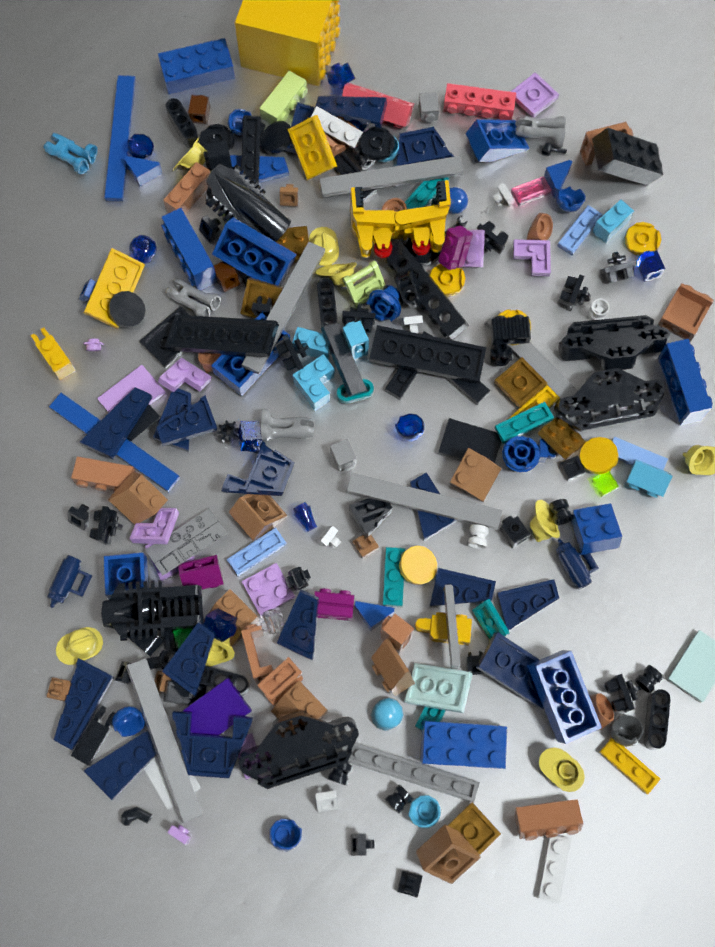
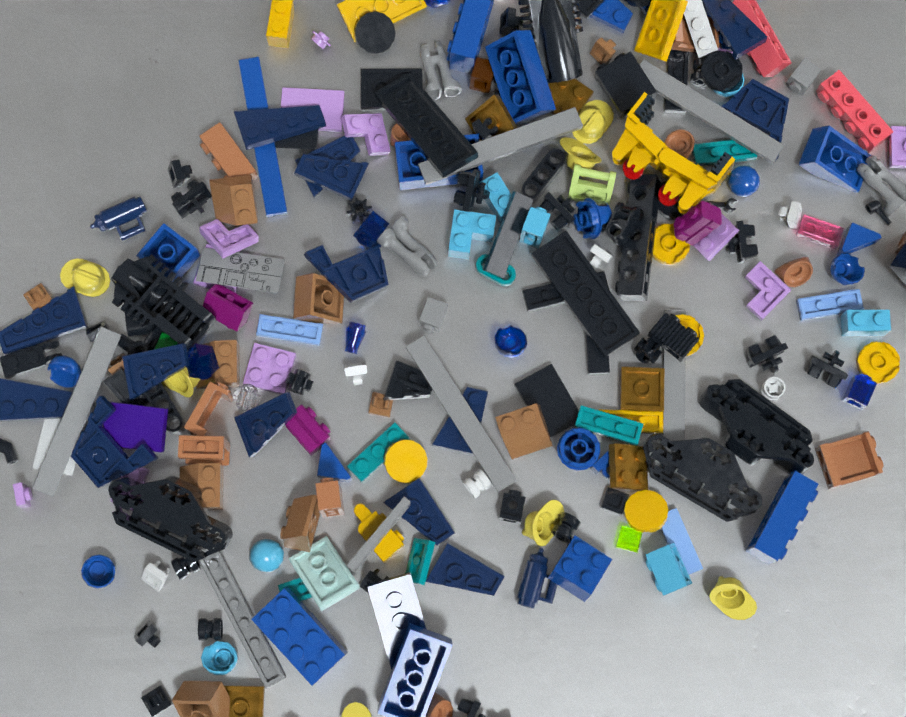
camera: 40 degrees right, 5 degrees up
(323, 202) = (624, 82): none -> black panel

